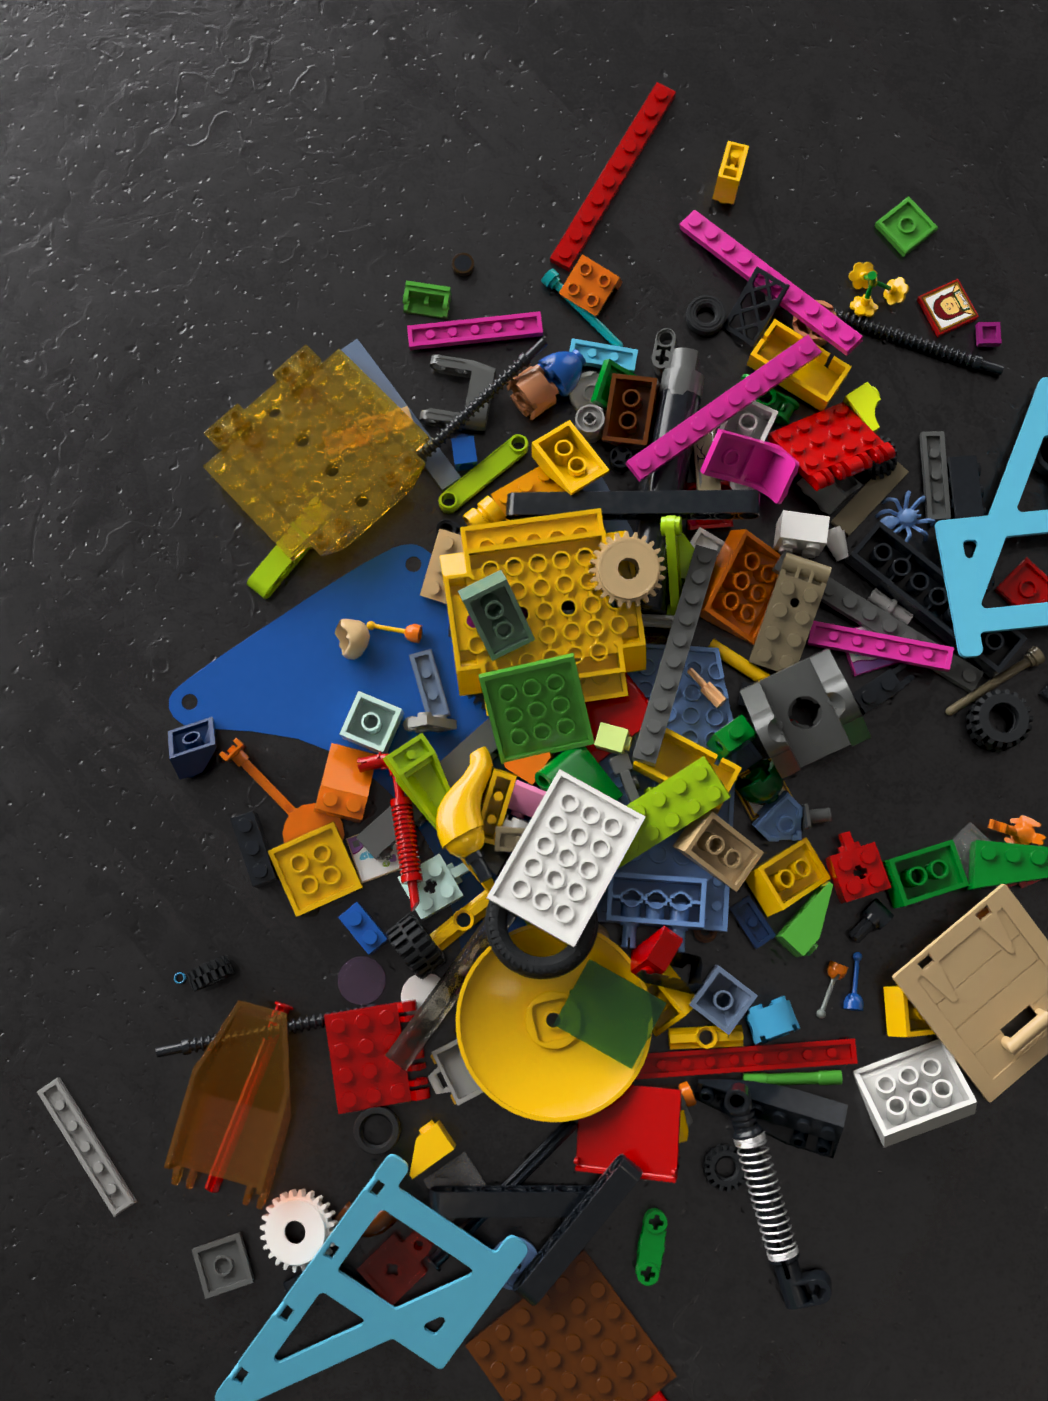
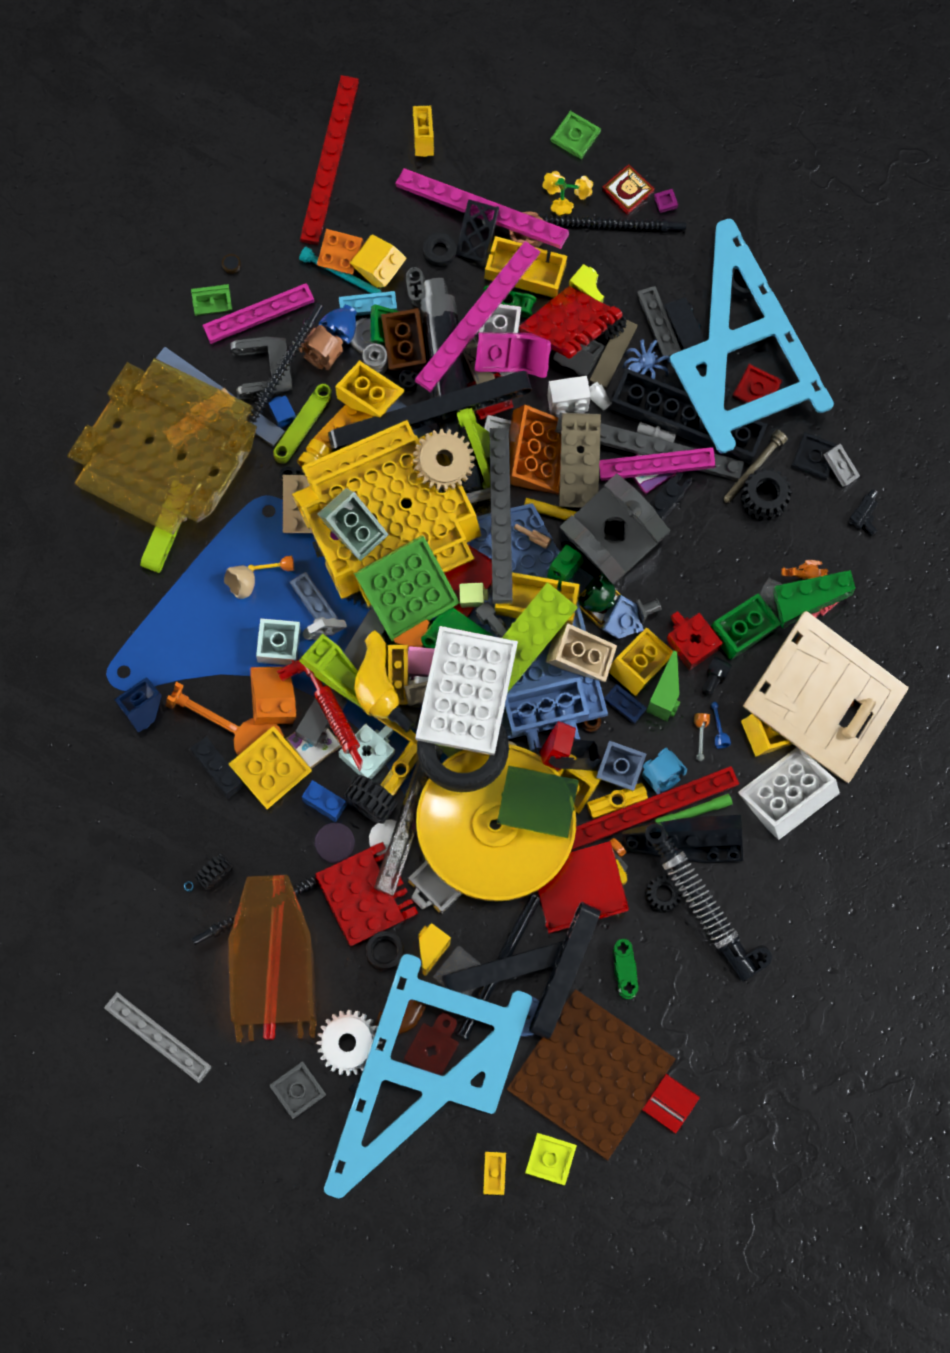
camera: 25 degrees left, 5 degrees down
(629, 309) = (378, 261): none -> yellow slope

